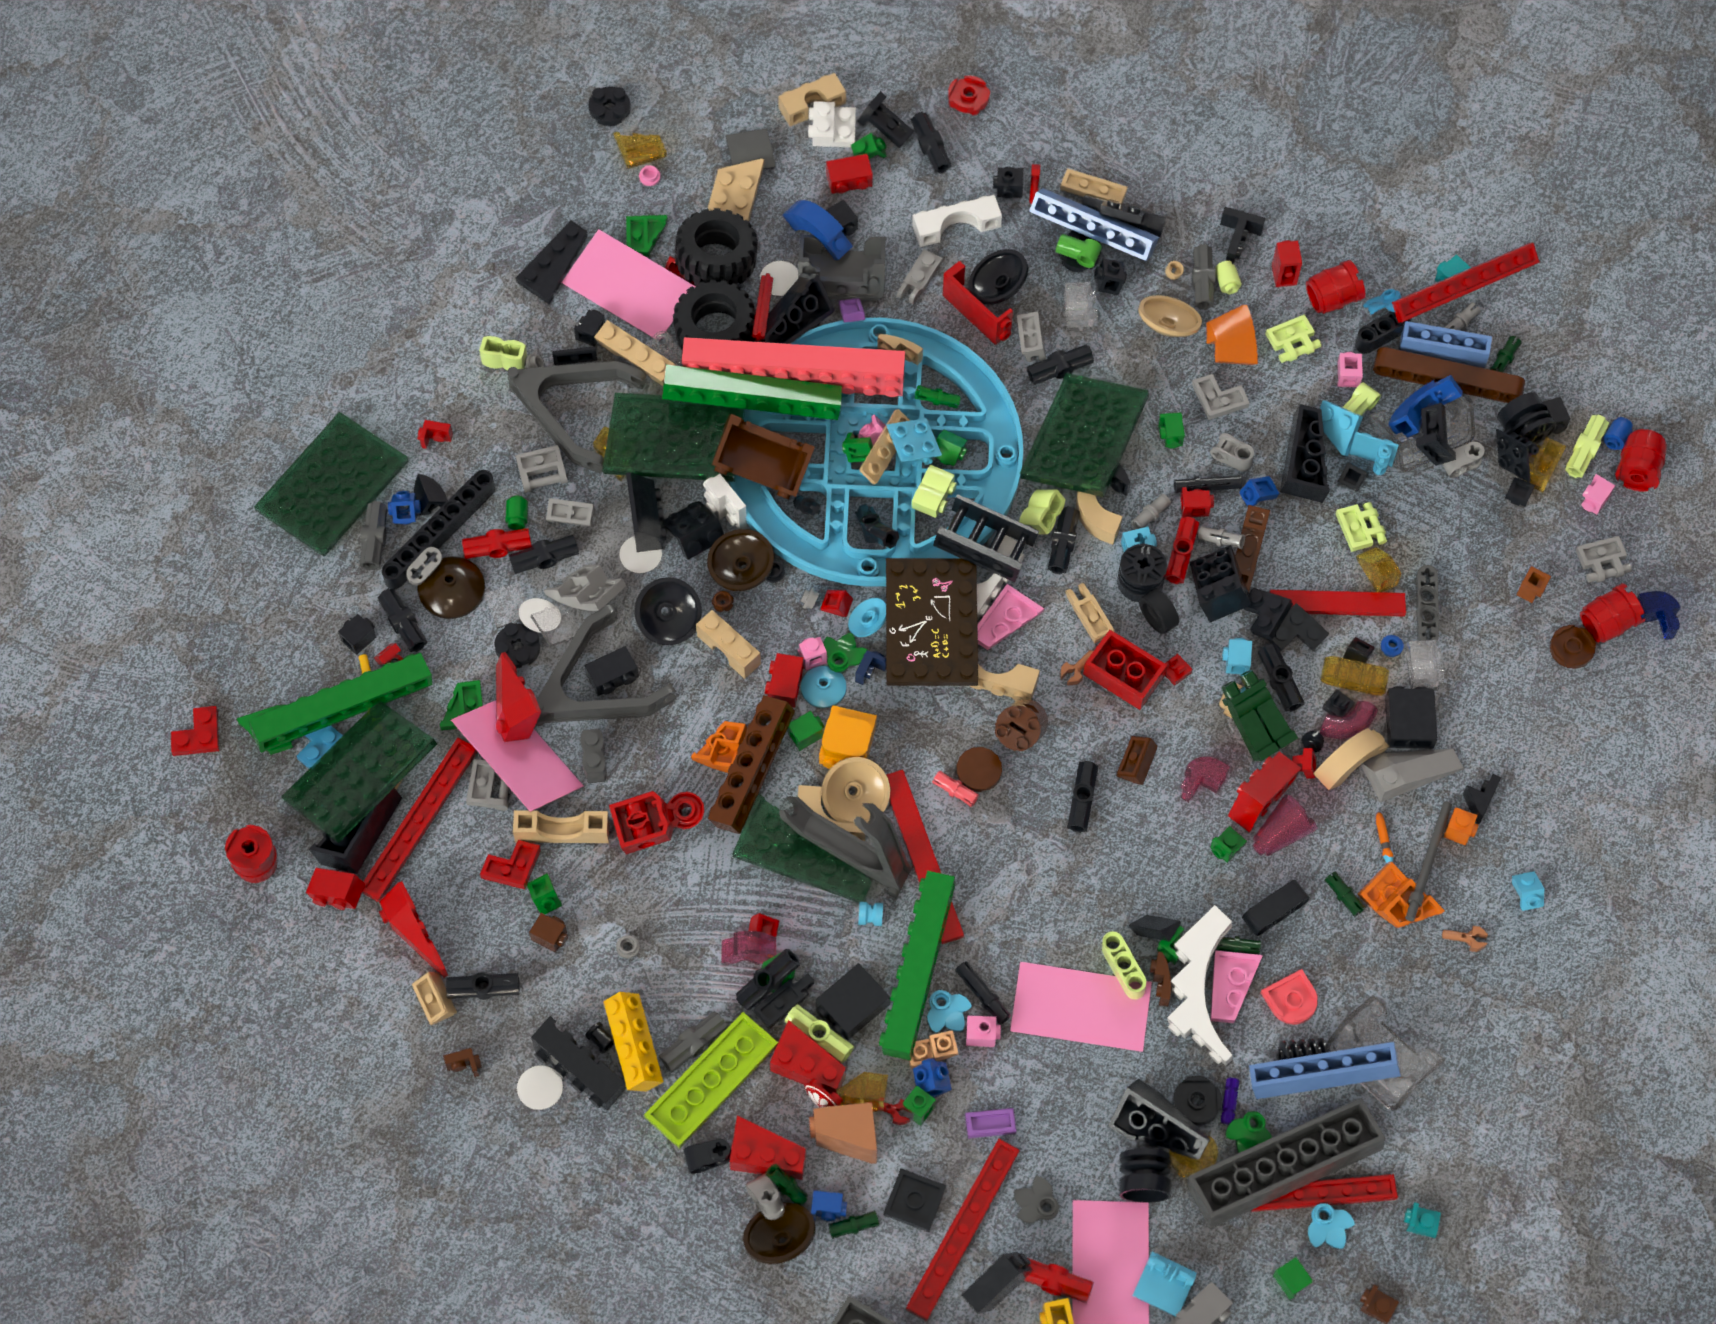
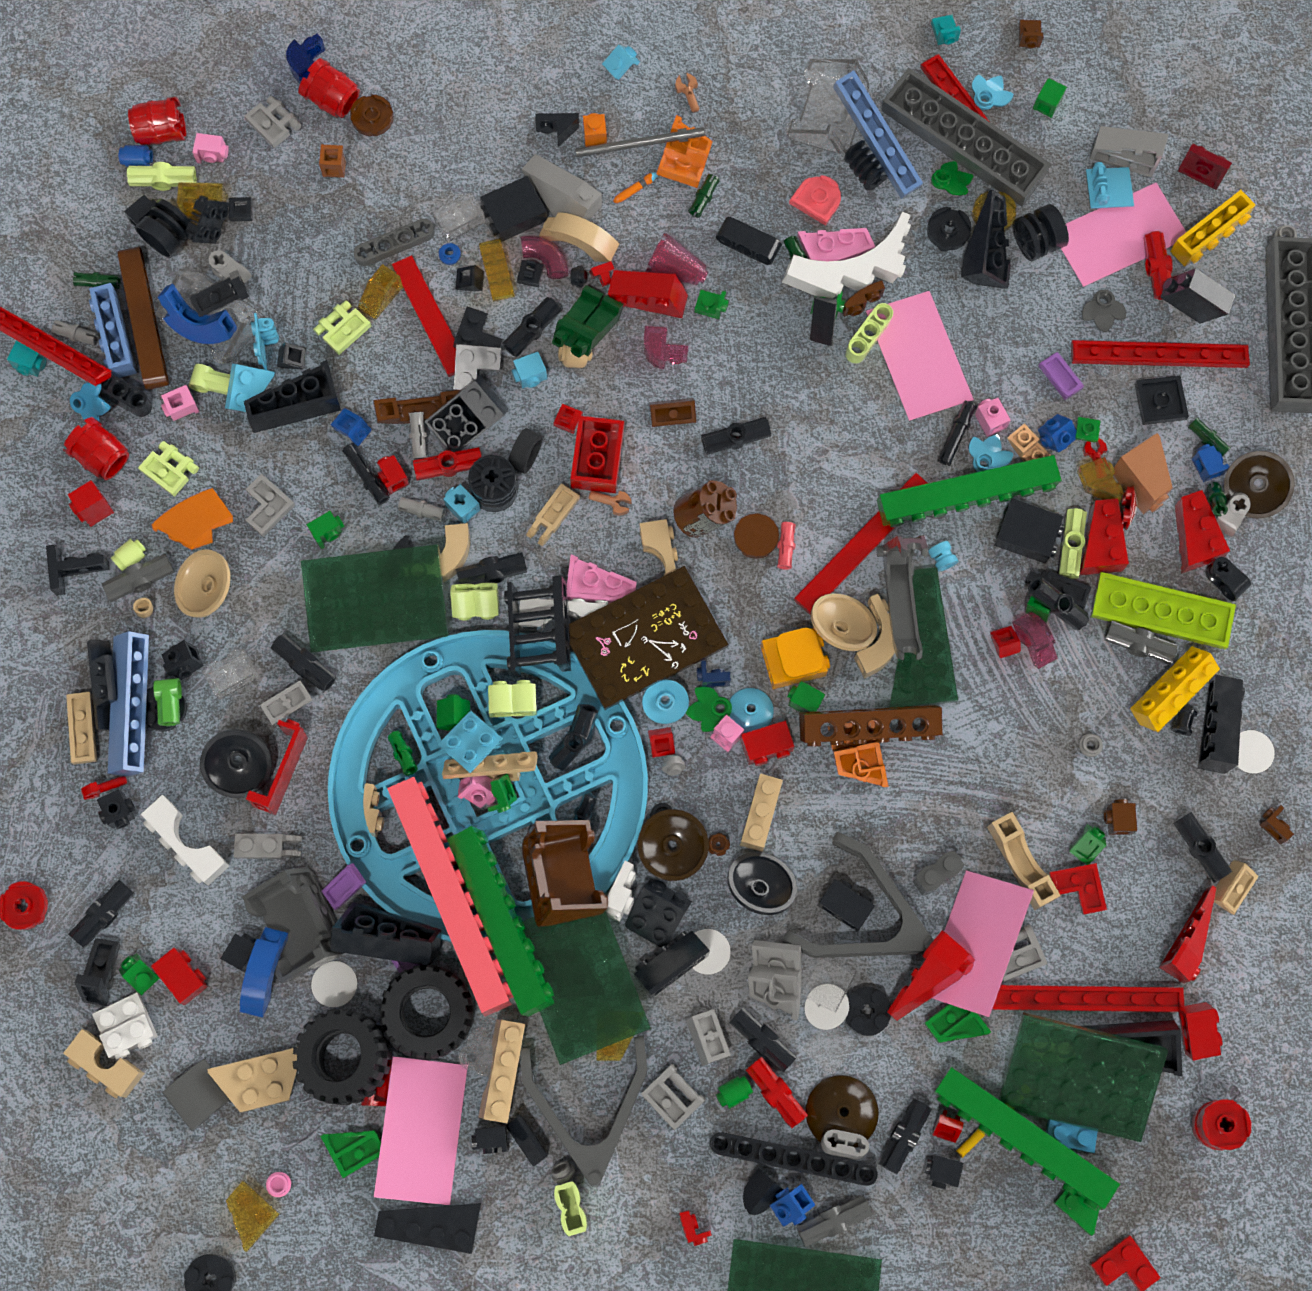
camera: 120 degrees left, 10 degrees up
(650, 821) = (970, 787): red brick -> none
(762, 307) = (389, 970): red axle -> none
(1230, 1100) = (932, 205): dark purple axle -> none
(1231, 450) = (320, 470): light grey piece -> none

